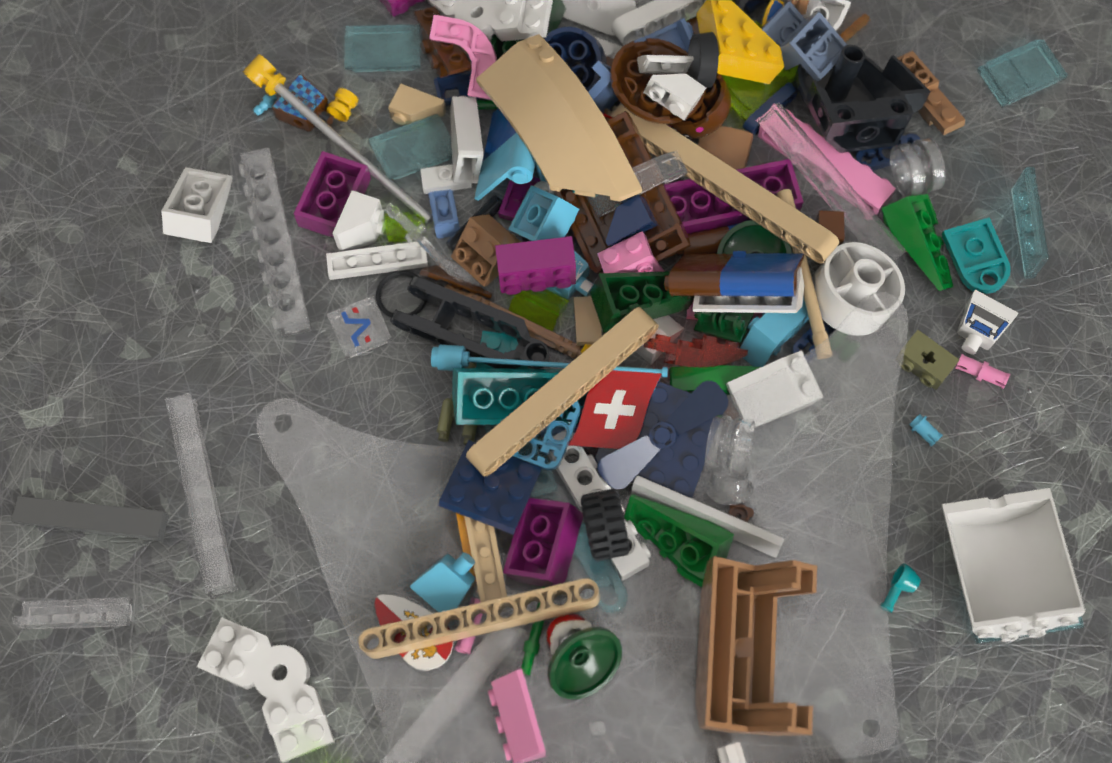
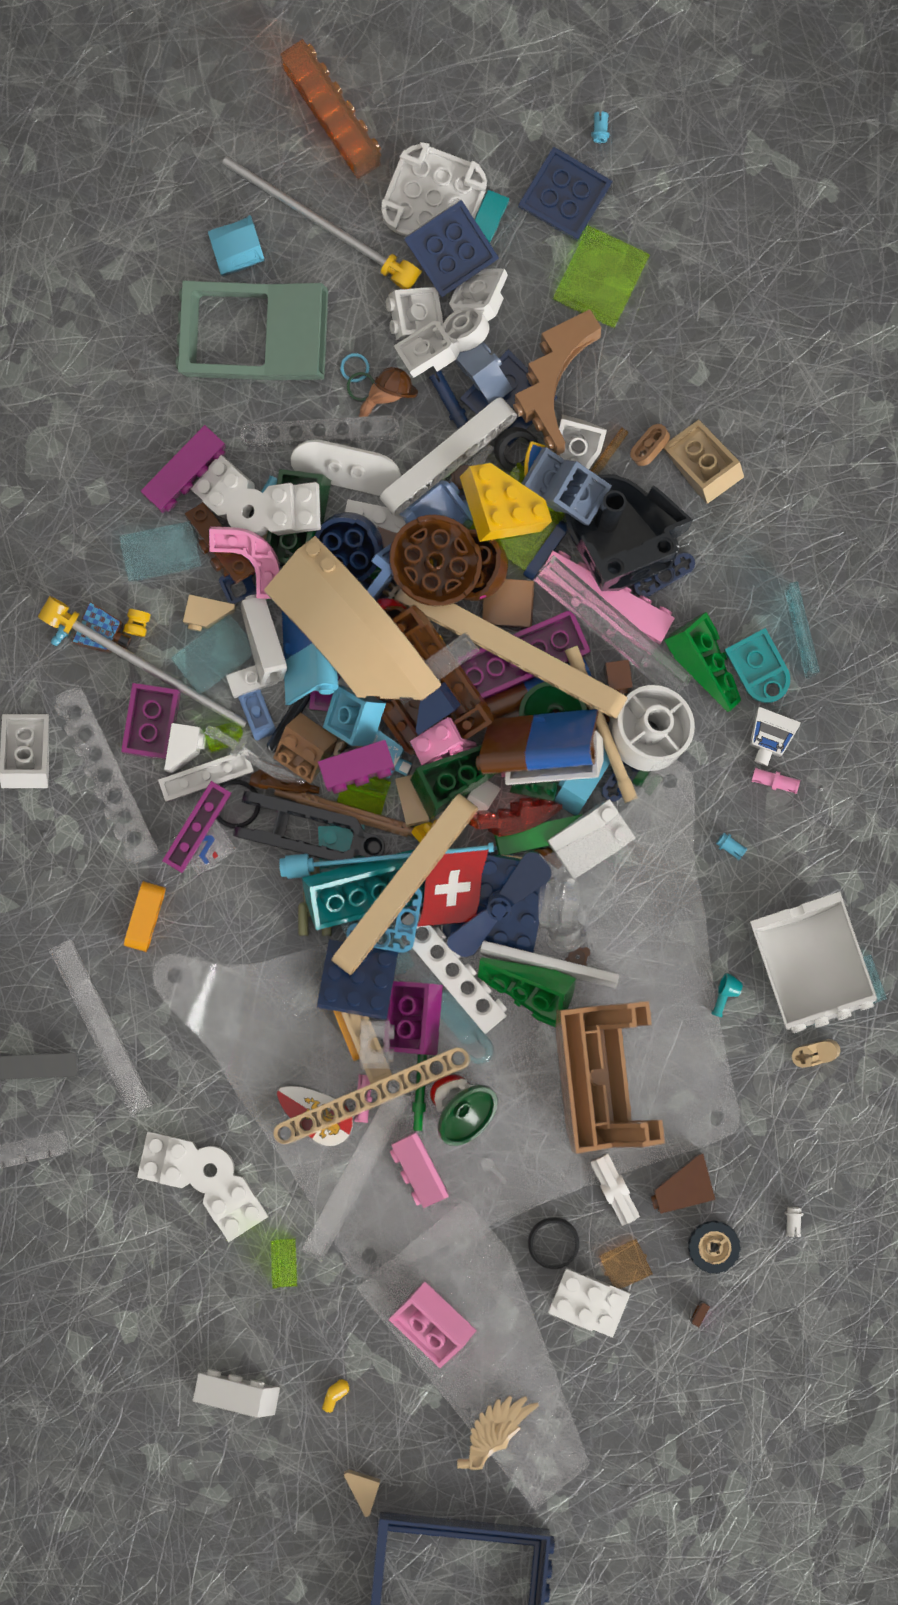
camera: 10 degrees left, 15 degrees up
(279, 382) = (144, 916): none -> light orange beam
(353, 302) = (196, 827): none -> magenta brick
(446, 582) = (335, 1068): medium azure torso -> none
(496, 542) = (372, 1029): none -> clear brick
(605, 524) = (463, 998): black tyre -> none
(664, 64) = (438, 544): white slope -> none
(675, 92) = (456, 576): white slope -> none
(706, 57) = (474, 538): black tyre -> none
(890, 32) = (650, 445): none -> medium nougat plate
(917, 167) = (692, 593): clear wheel -> none
(937, 107) = (691, 502): medium nougat slope -> none
(939, 360) = (717, 769): olive brick -> none
(946, 54) = (704, 461): none -> tan slope
(982, 673) = (827, 1051): none -> tan piece
(1022, 72) = (782, 462): clear light blue piece -> none

